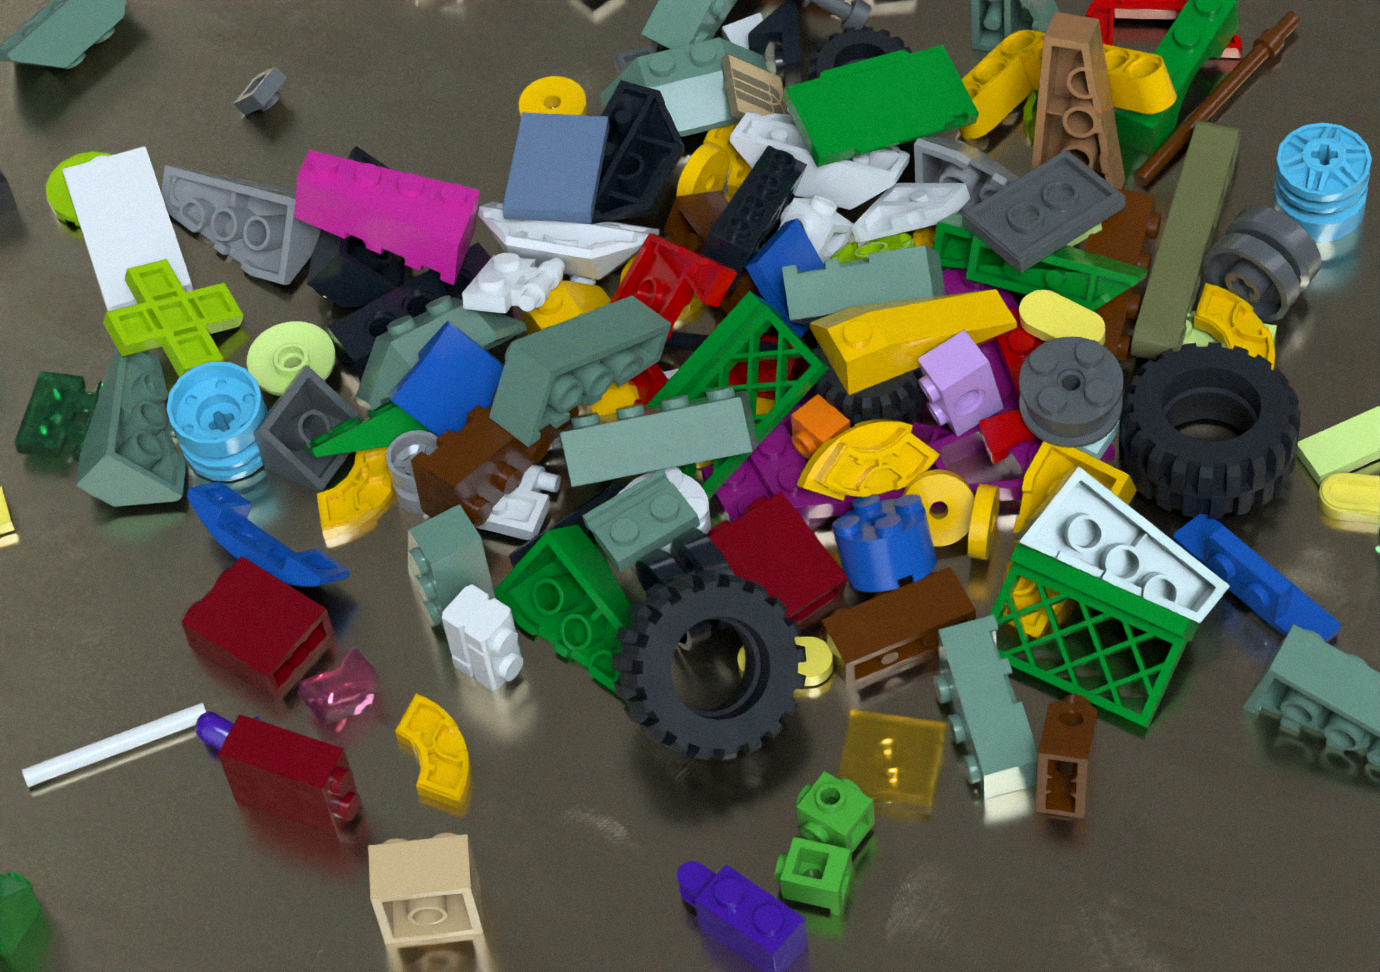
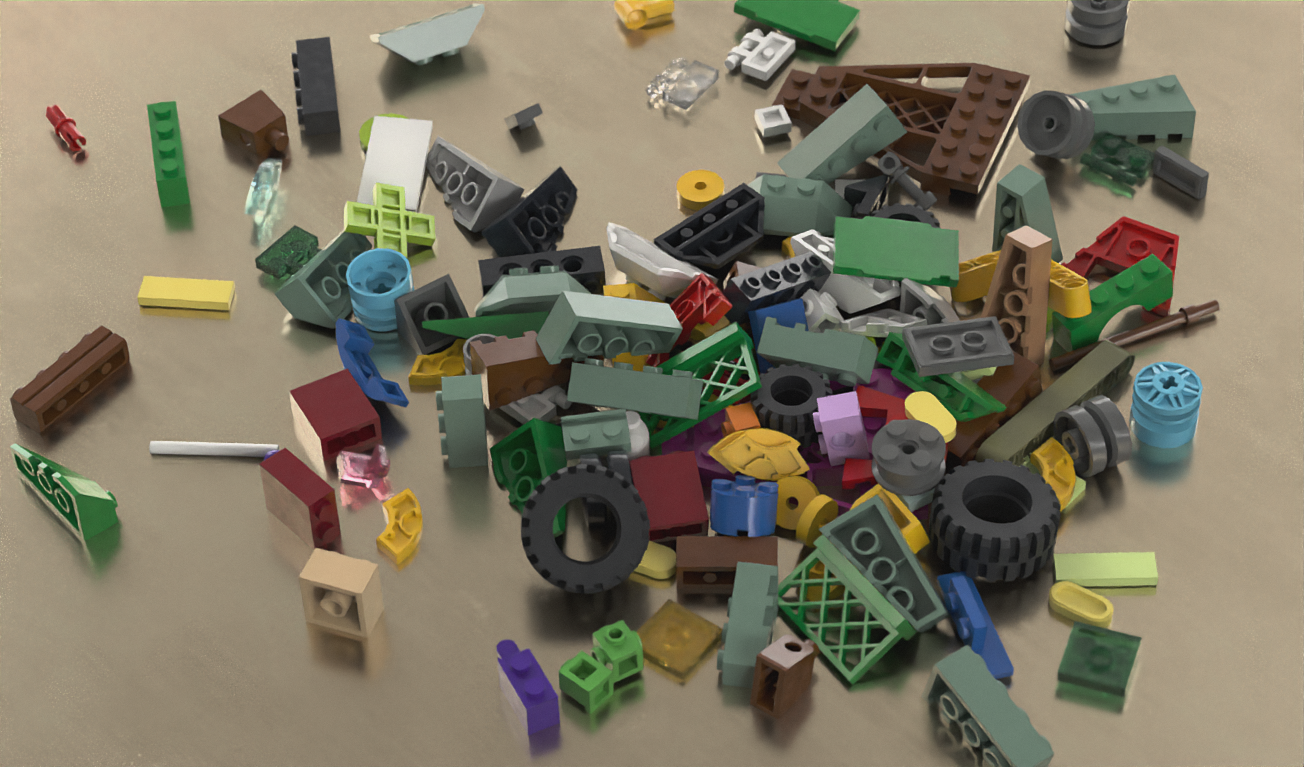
camera: 20 degrees right, 10 degrees down
(288, 346) = (459, 265): yellowish green dish -> none
(389, 210) = (551, 203): dark pink wedge -> none
(448, 381) = (522, 307): blue slope -> none
(482, 638) = (462, 467): white brick -> none
(512, 282) = (600, 271): white plate -> none
(556, 167) = (669, 216): sand blue tile -> none
(704, 171) = (765, 252): yellow piece -> none
(752, 88) = (822, 215): piece -> none
(887, 338) = (800, 381): yellow wedge -> none

